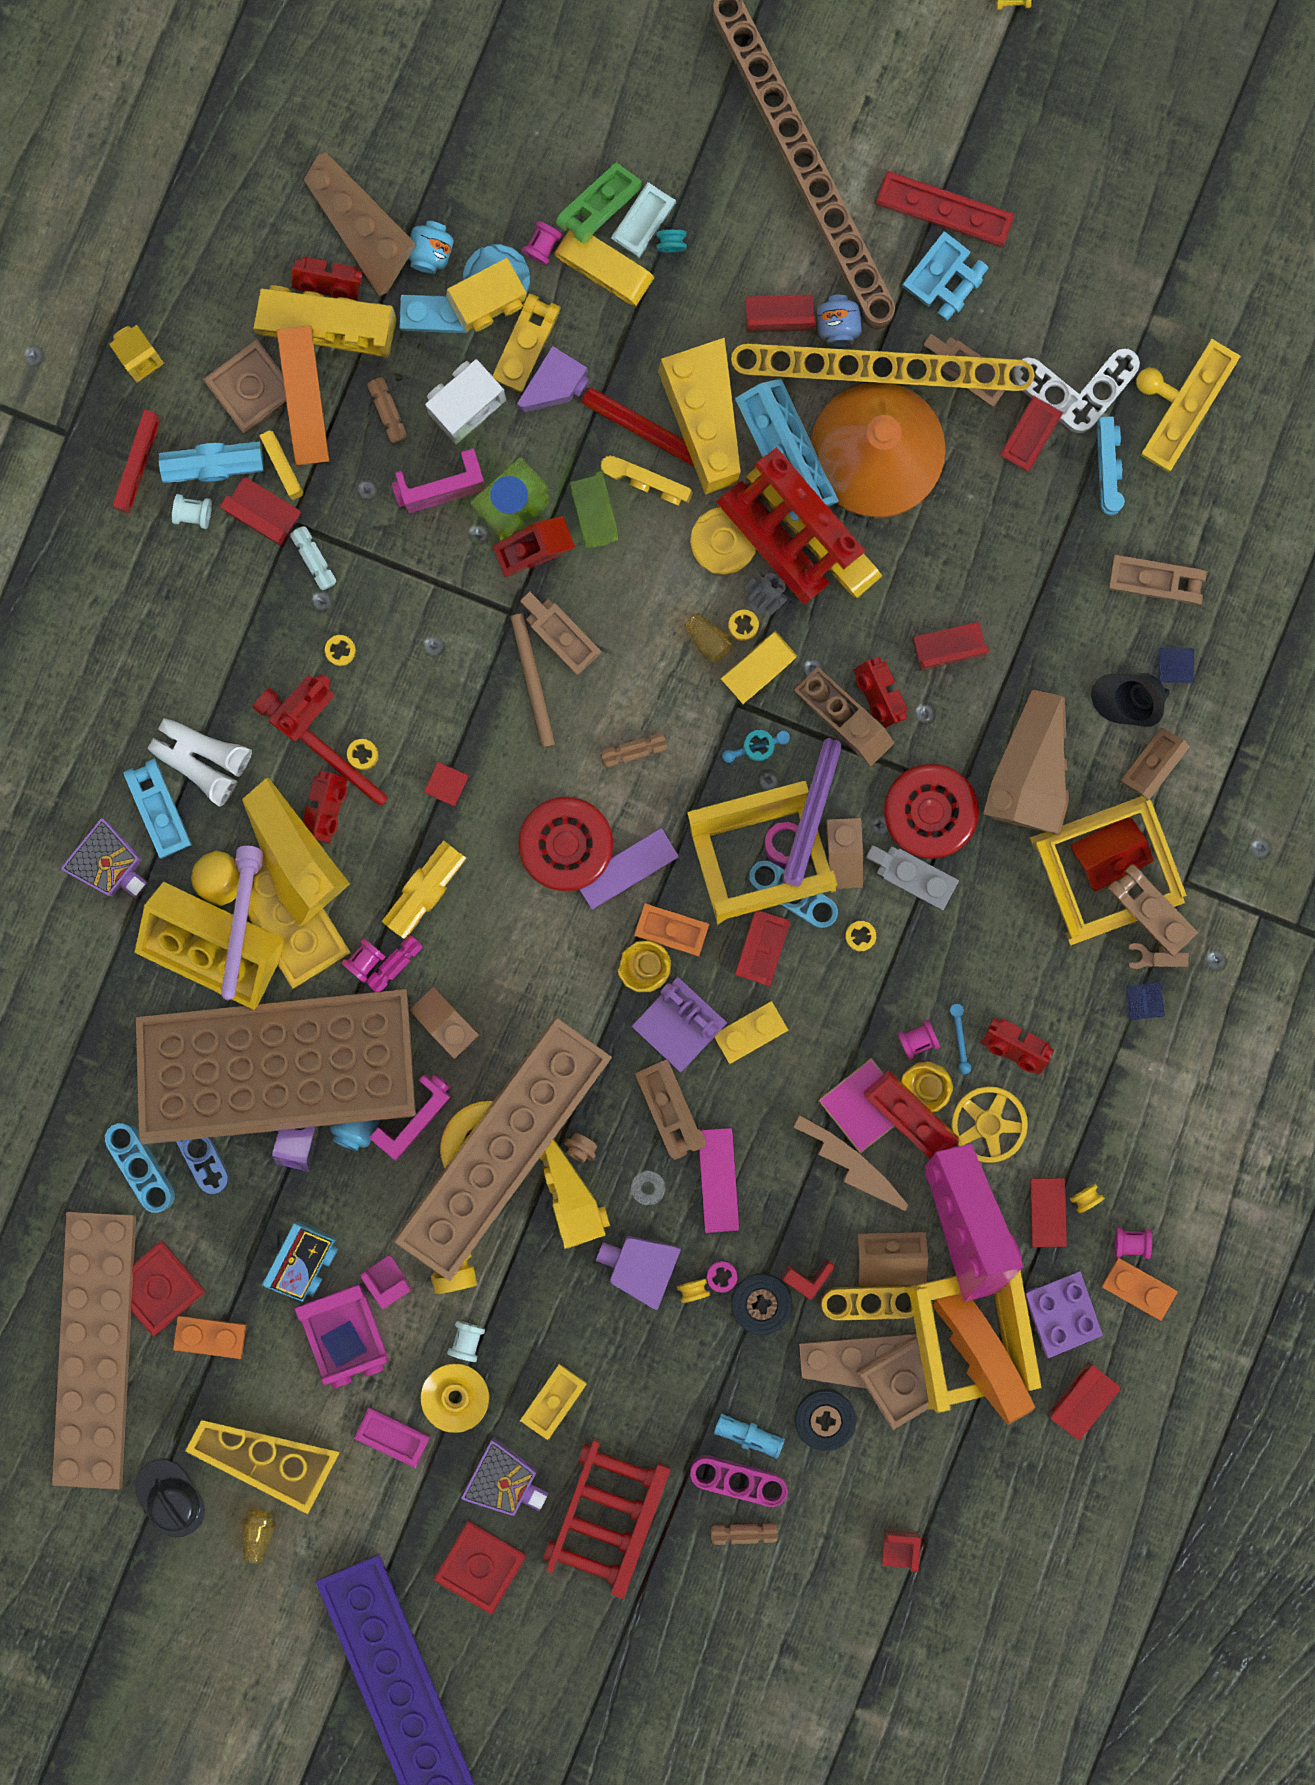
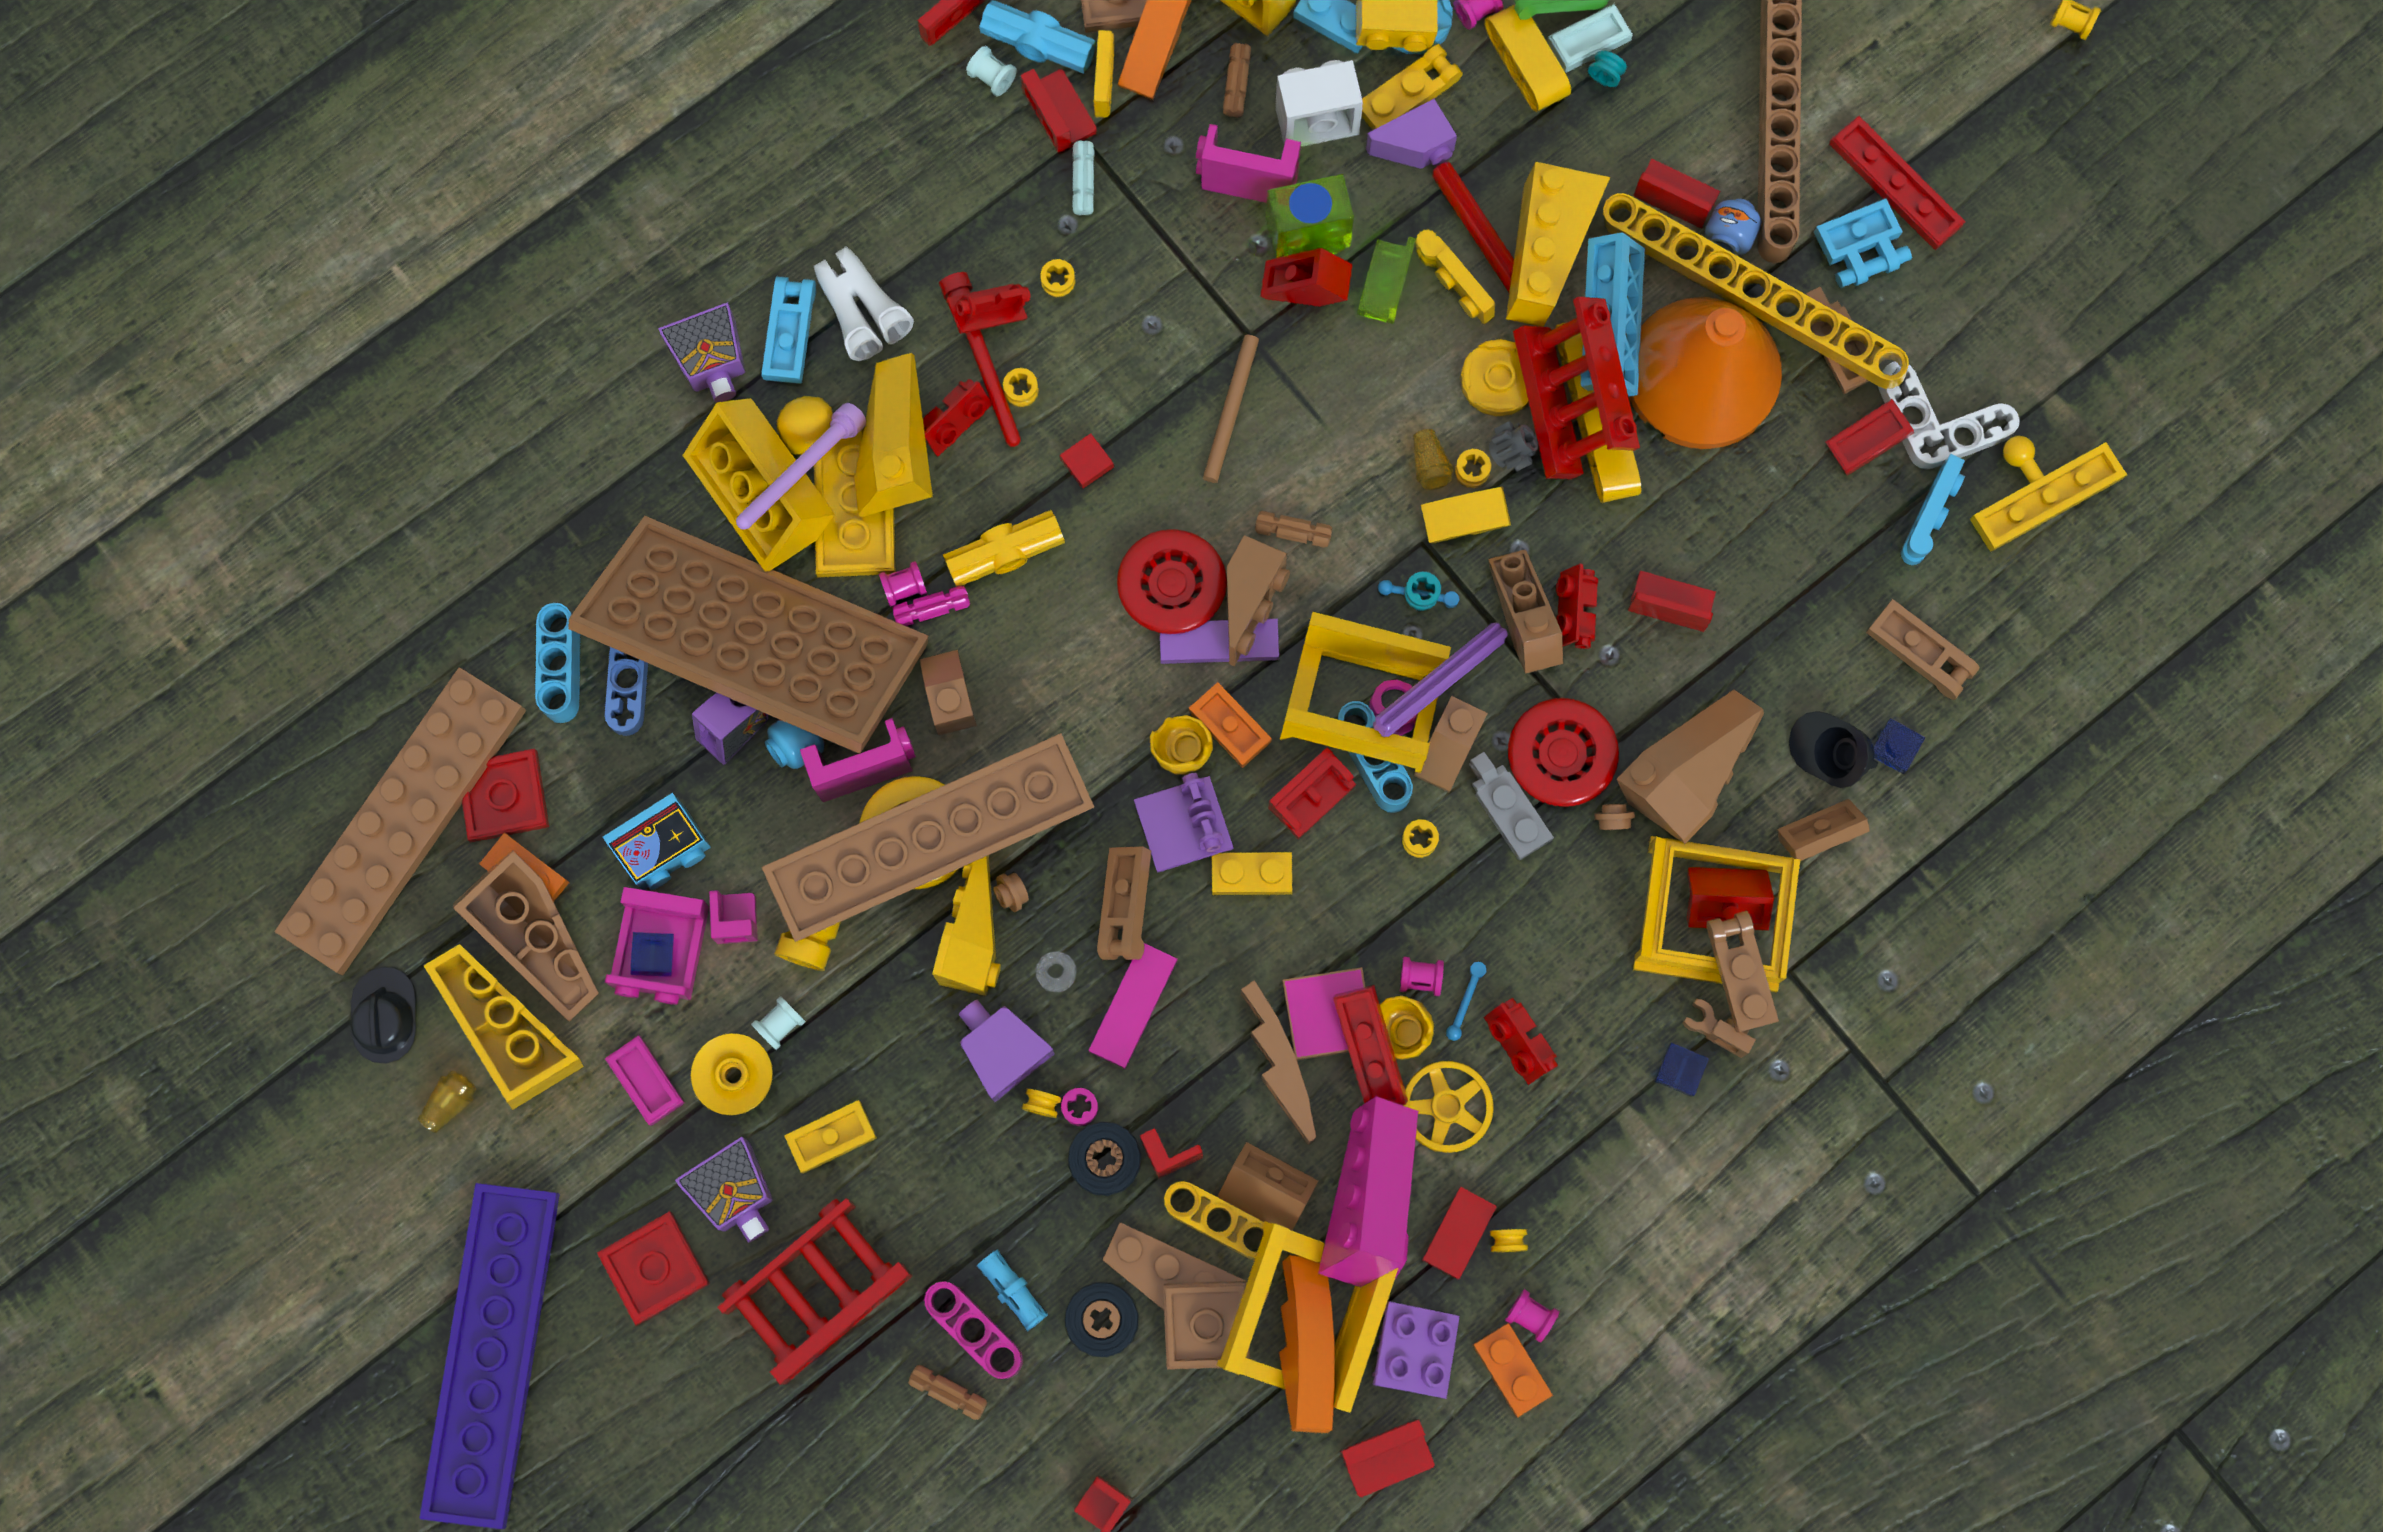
camera: 30 degrees right, 10 degrees down
(234, 1377) = (524, 926): none -> medium nougat wedge
(560, 633) = (1285, 377): medium nougat hinge -> none
(627, 813) = (1252, 580): none -> medium nougat slope
(996, 840) = (1614, 817): none -> medium nougat plate

